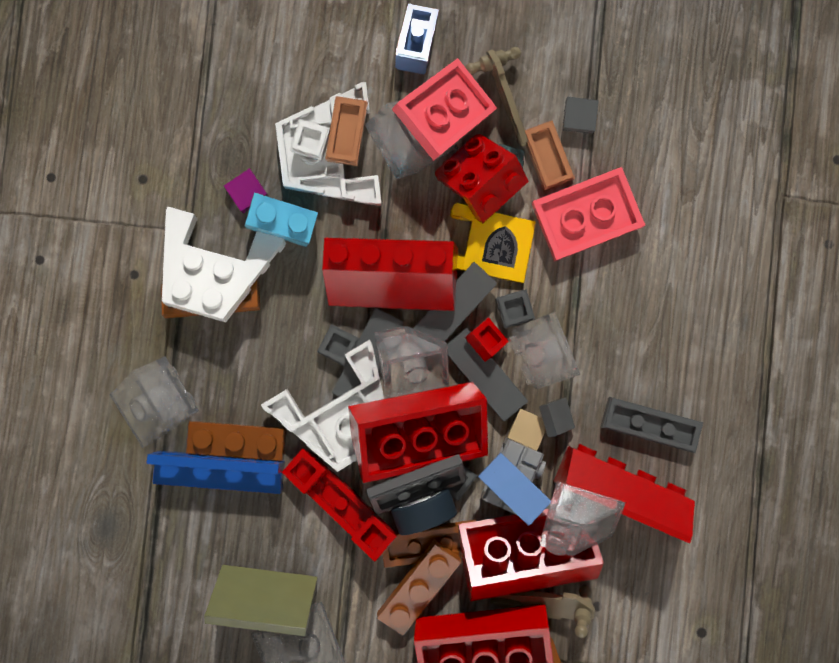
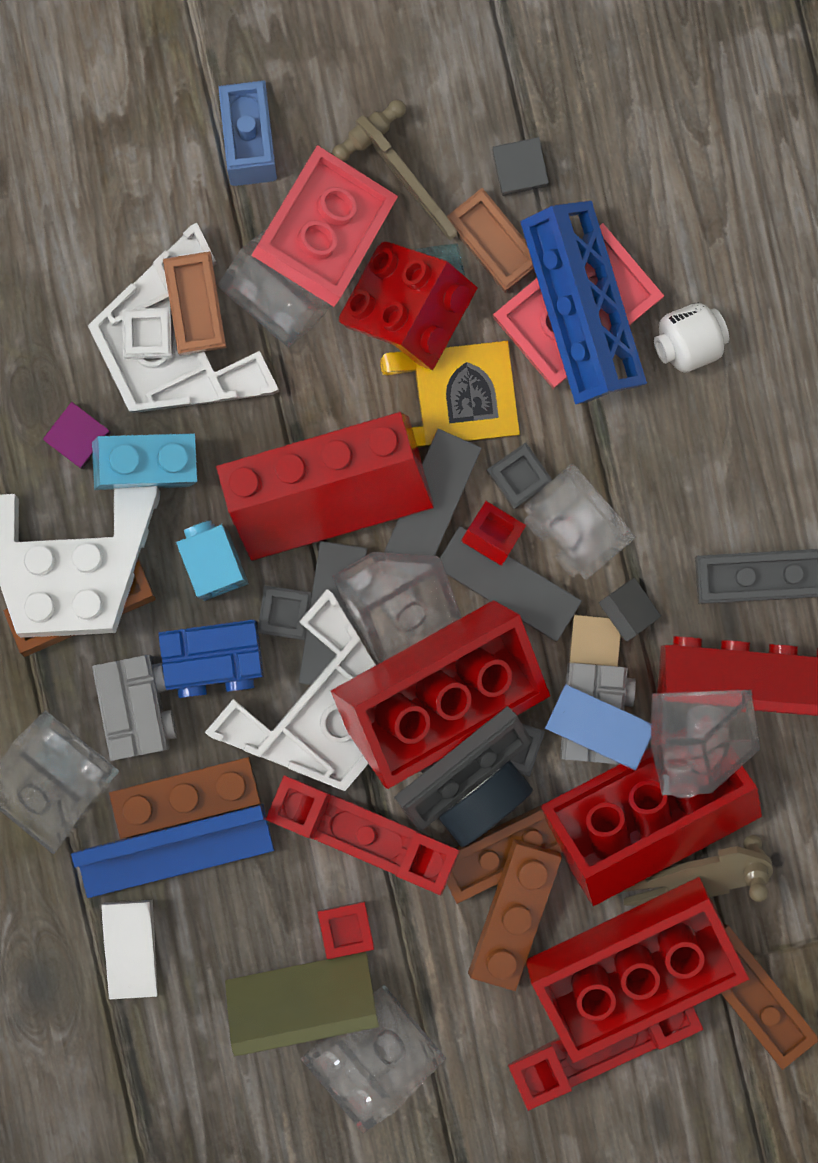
camera: 25 degrees left, 0 degrees up
(169, 523) = (130, 949): none -> white slope
(222, 373) = (133, 707): none -> light grey brick
(281, 357) = (211, 656): none -> blue brick
(300, 296) = (211, 560): none -> medium azure brick
(309, 559) = (345, 930): none -> red tile
(589, 209) = (575, 301): none -> blue fence
(654, 257) = (691, 337): none -> white head

